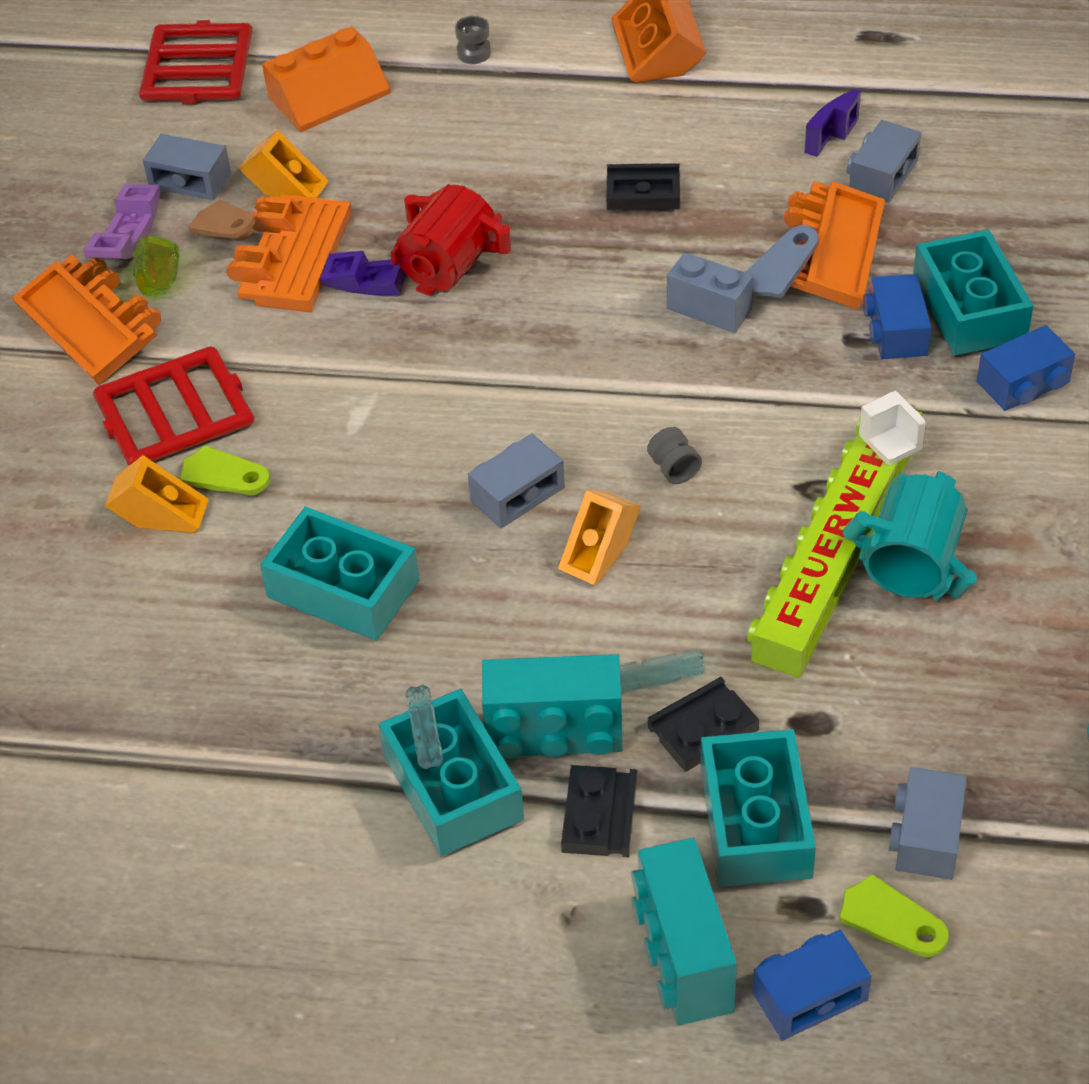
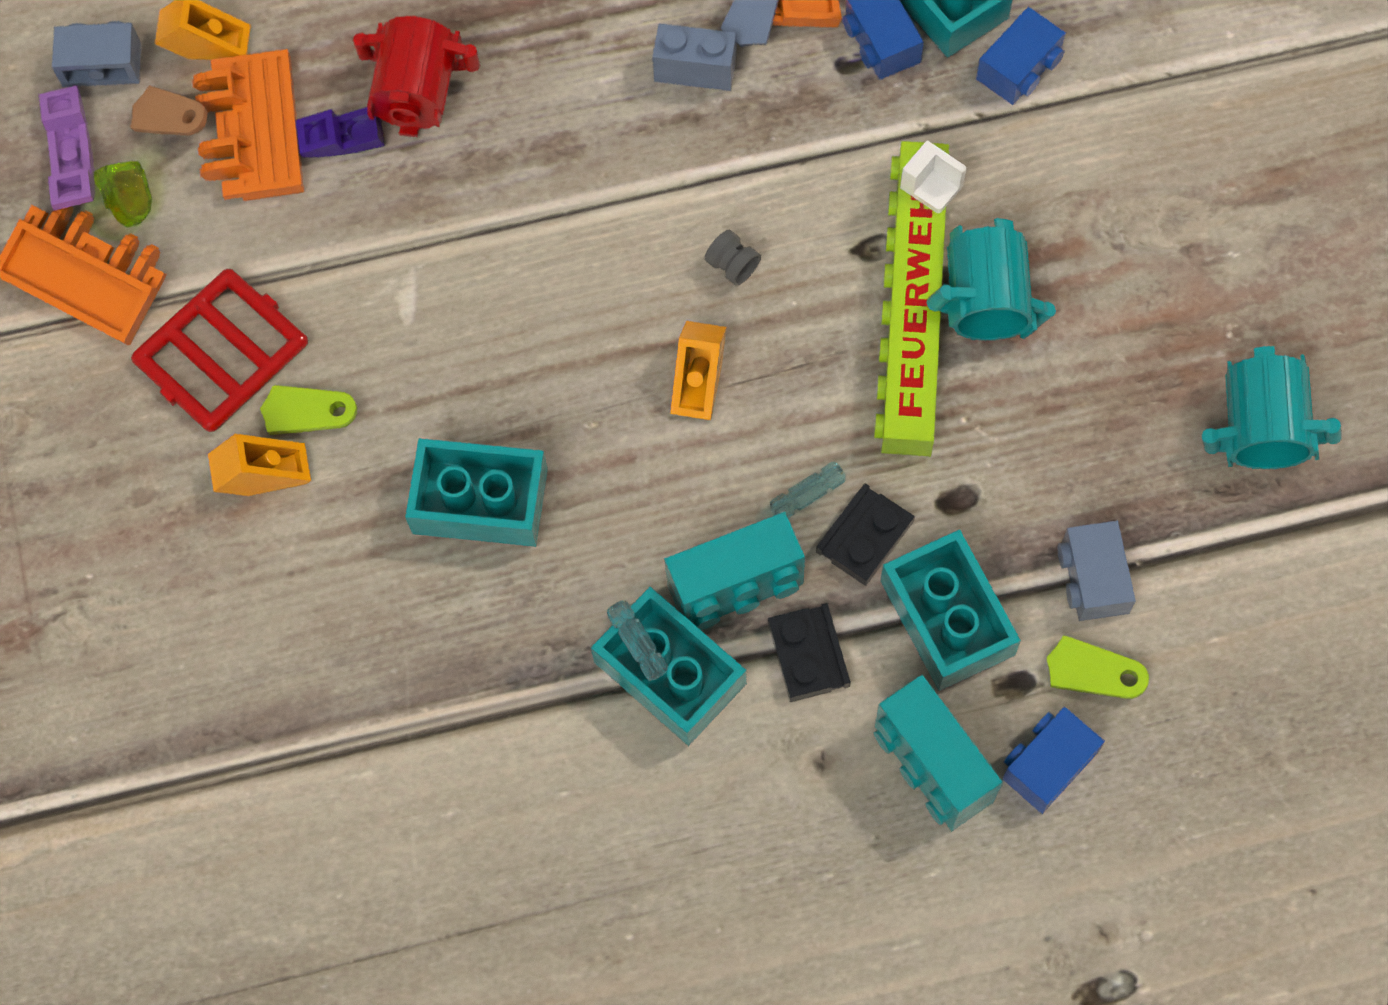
camera: 20 degrees left, 20 degrees up
(516, 480) = (595, 332): sand blue brick -> none

